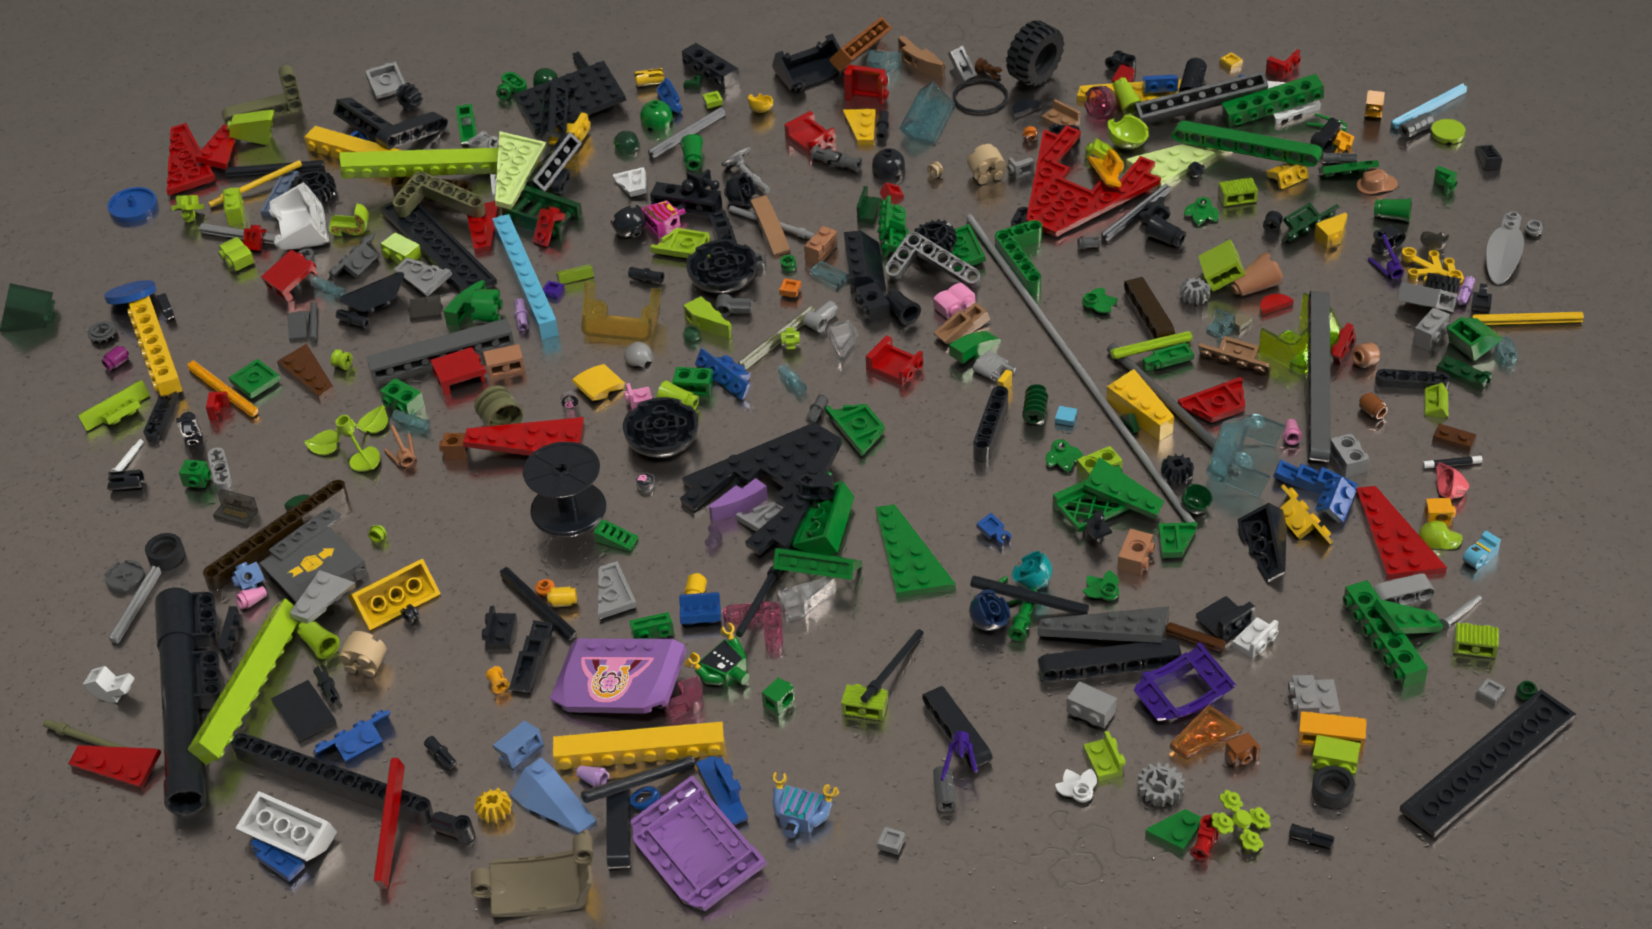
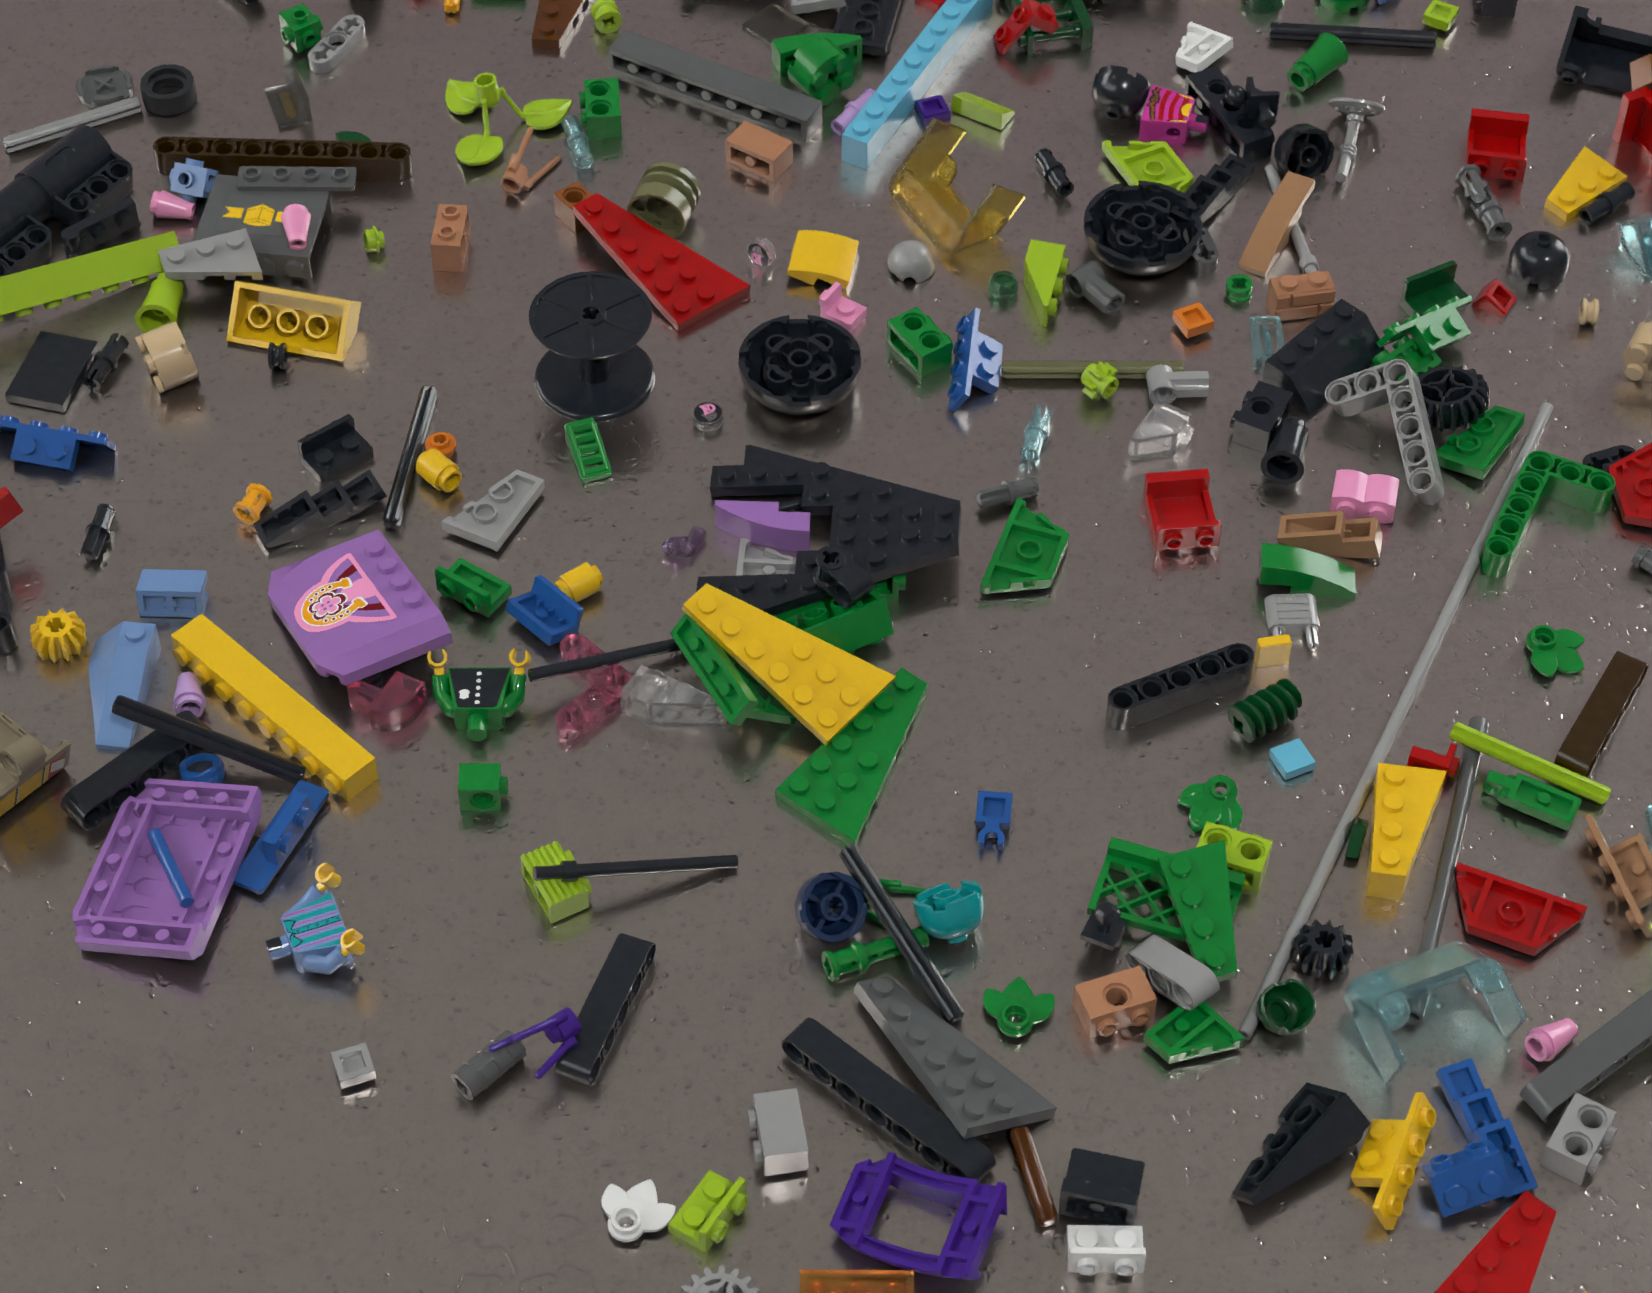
camera: 45 degrees right, 5 degrees up
(342, 550) = (296, 225): none -> bright pink cone
(416, 502) = (450, 238): none -> nougat brick
(457, 368) = (698, 119): red panel -> none
(670, 390) = (874, 343): lime plant -> none
(697, 841) = (171, 868): none -> blue bar
(761, 103) = (1489, 62): yellow hair -> none
(854, 535) = (804, 673): none -> yellow wing
(1116, 373) = (1429, 759): none -> red bracket
(1146, 520) = (1173, 972): none -> light grey beam

